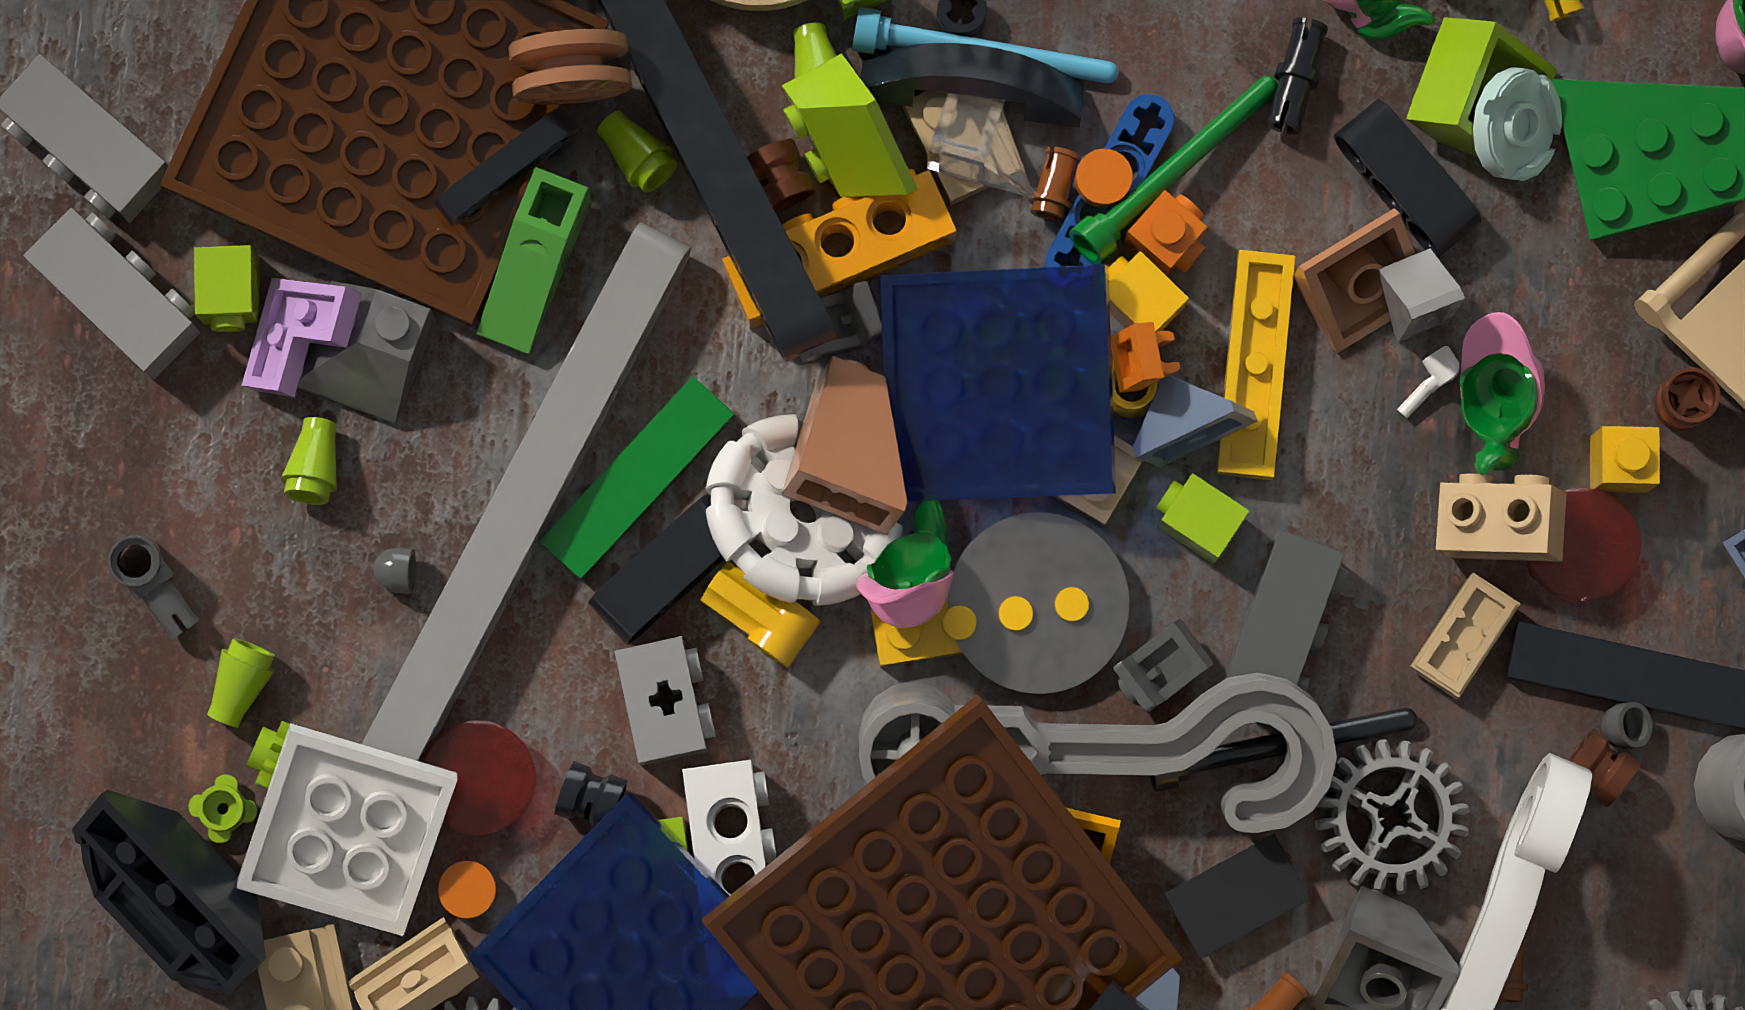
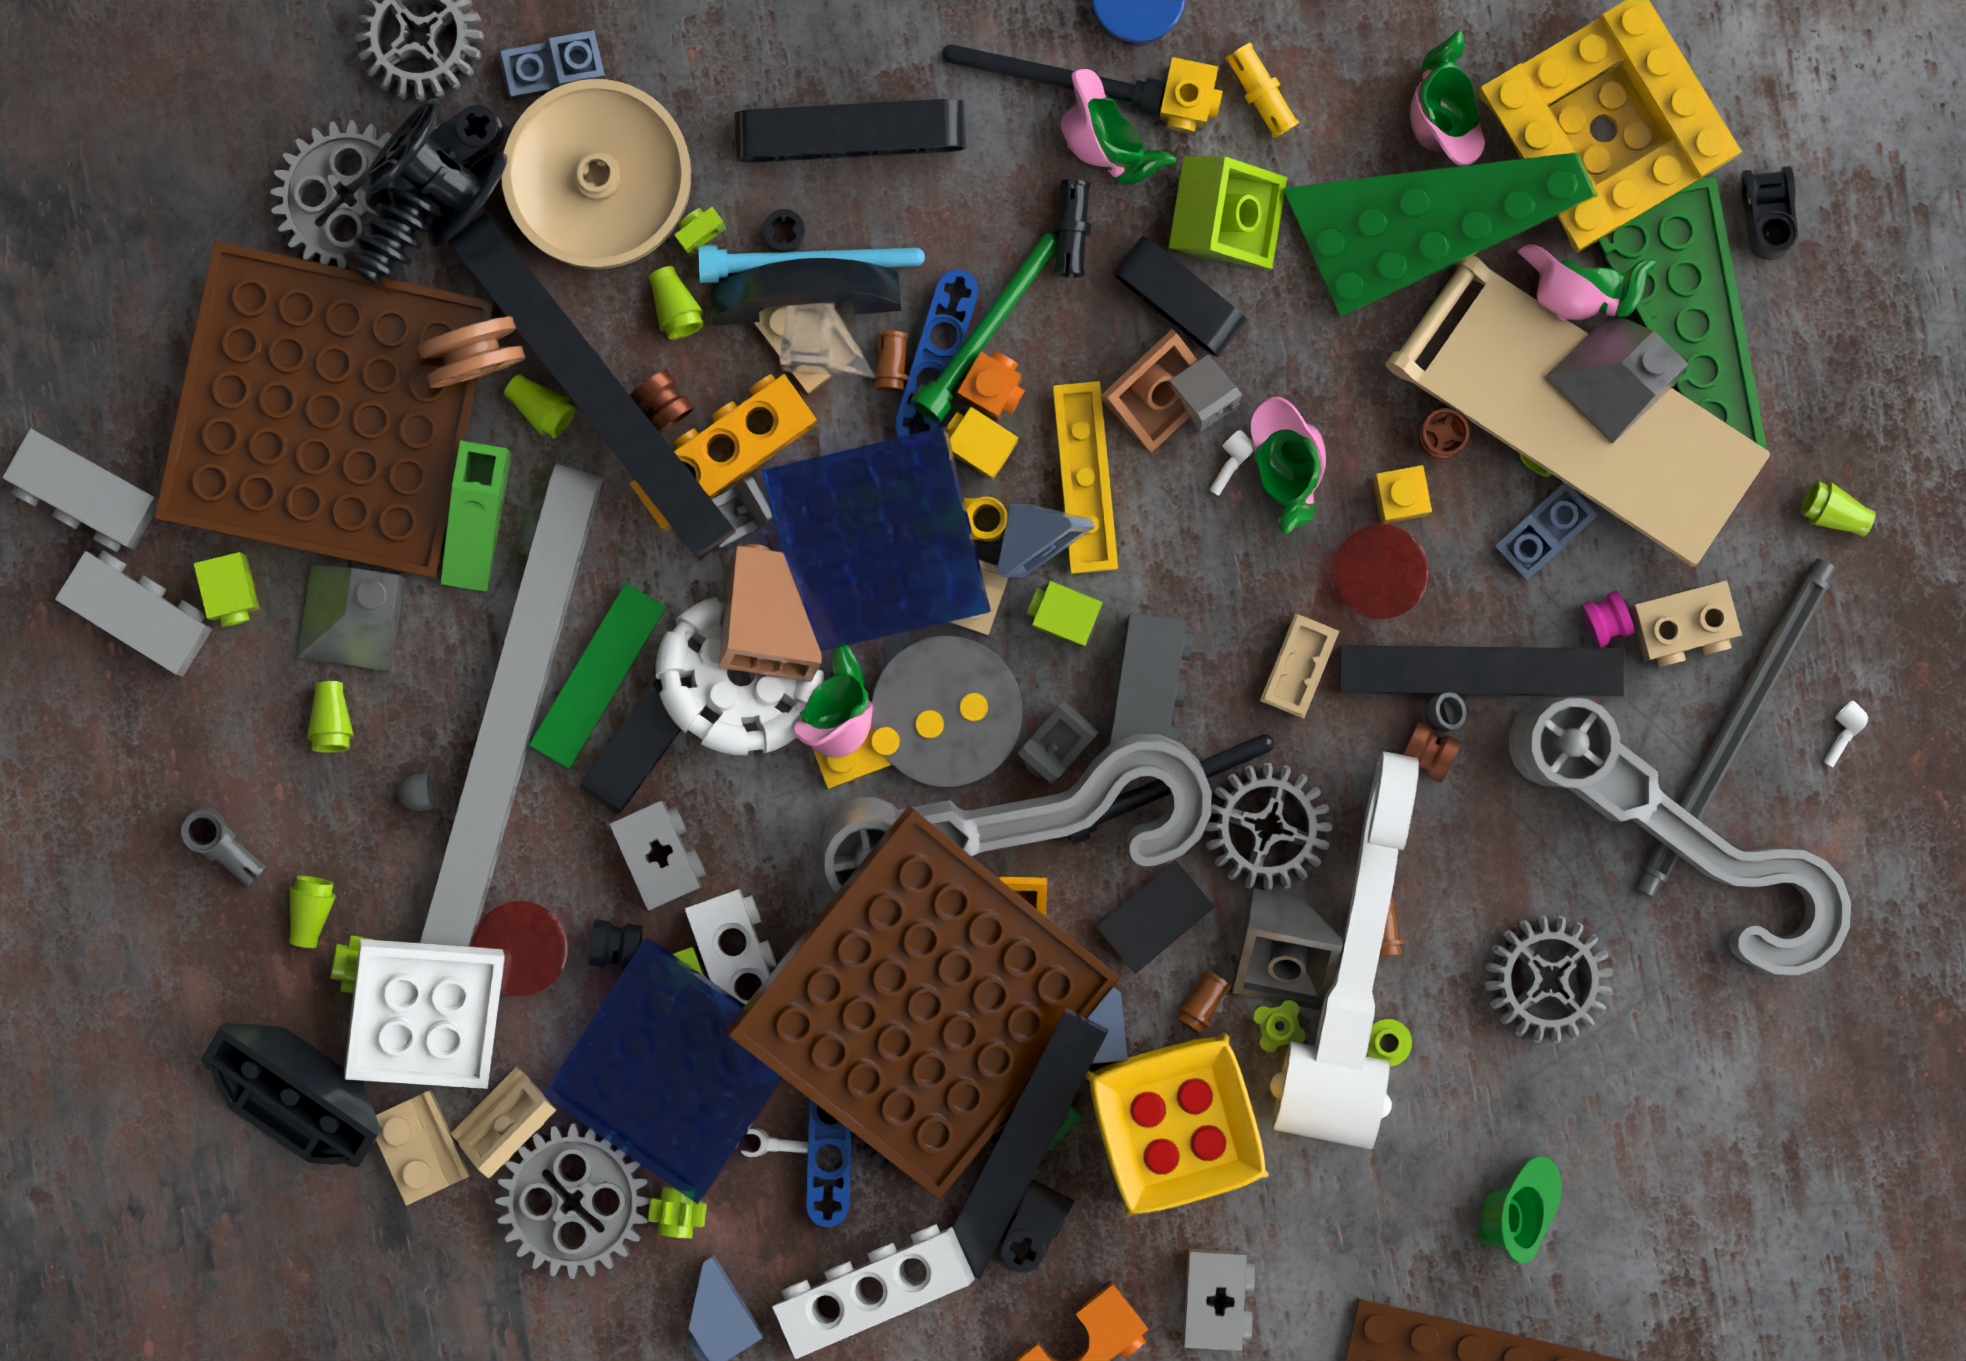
camera: 10 degrees left, 5 degrees up
(206, 808) = (332, 1015): lime plate -> none
(292, 319) = (285, 607): lavender plate -> none
(467, 889) = (531, 1040): orange tile -> none
(507, 165) = (436, 442): black beam -> none
(771, 624) = (731, 774): yellow piece -> none
(846, 132) = (708, 358): lime slope -> none
(1103, 178) = (929, 349): orange tile -> none
(1138, 356) = (986, 497): orange tile -> none
(1501, 519) = (1310, 566): tan brick -> none
(1516, 124) = (1260, 234): light aqua tile -> none

